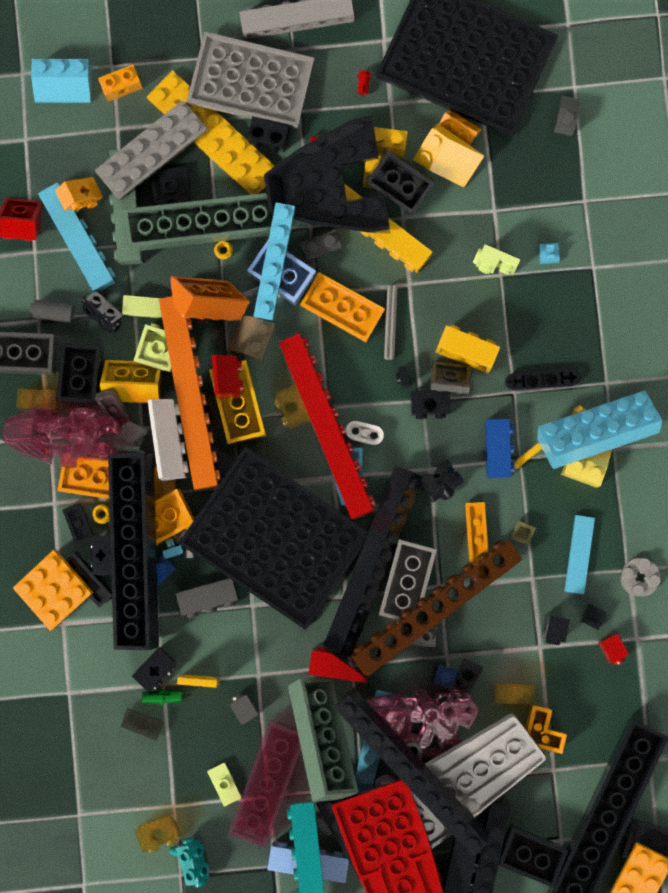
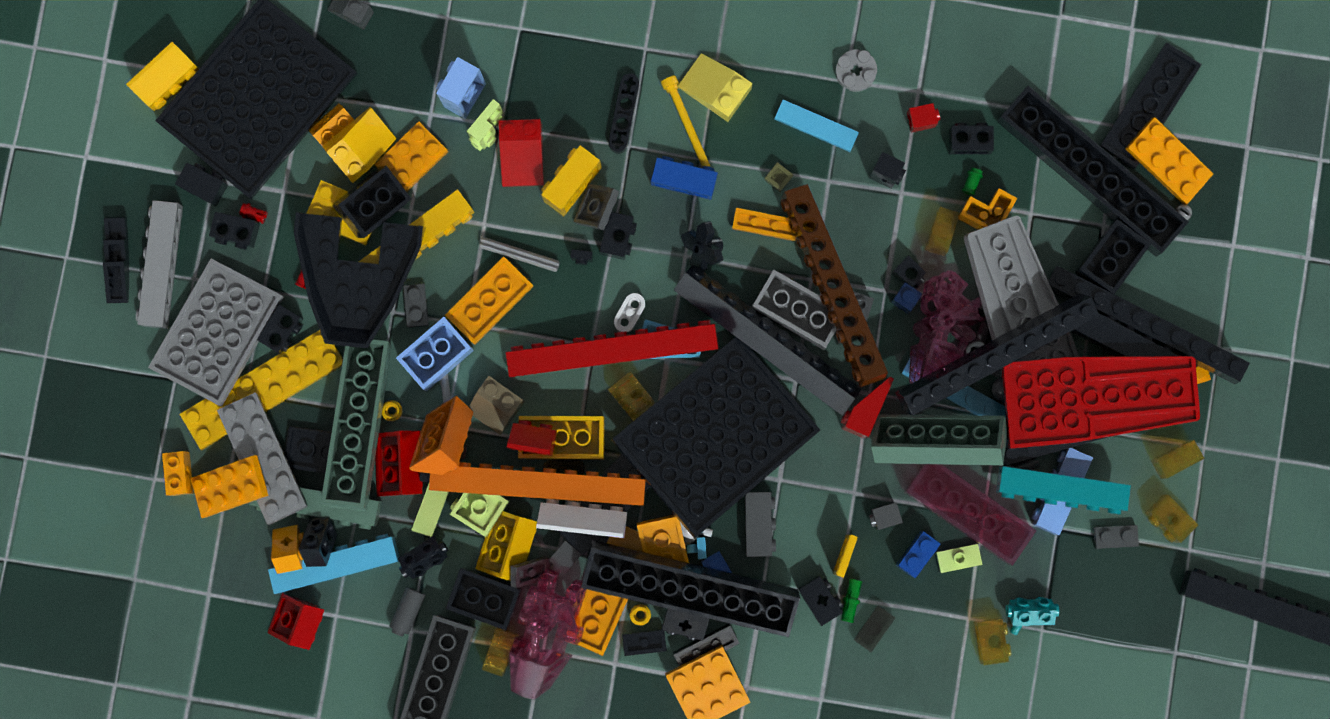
camera: 75 degrees left, 0 degrees up
(61, 80) = (156, 537): medium azure slope -> none
(91, 217) = (318, 542): none -> black brick
(119, 129) = (229, 486): none -> light orange plate
(180, 262) = (393, 462): none -> red slope
(217, 746) = (918, 554): none -> blue brick
(274, 261) = (422, 356): medium azure plate -> none
(289, 396) = (569, 382): clear yellow brick -> none
(290, 454) = (631, 396): none -> clear yellow brick
(347, 70) = (235, 227): none -> black brick
(376, 31) = (201, 184): none -> black brick
(451, 205) = (413, 156): none -> light orange plate
(481, 299) = (521, 152): none -> red slope
(523, 228) = (460, 87): none -> light blue brick
(549, 253) = (492, 69): medium azure tile -> none
(567, 709) = (972, 181): none -> green pin
(593, 616) = (884, 129): black plate -> none
(599, 429) = (693, 68): medium azure brick -> none
(600, 700) = (972, 145): none -> black brick

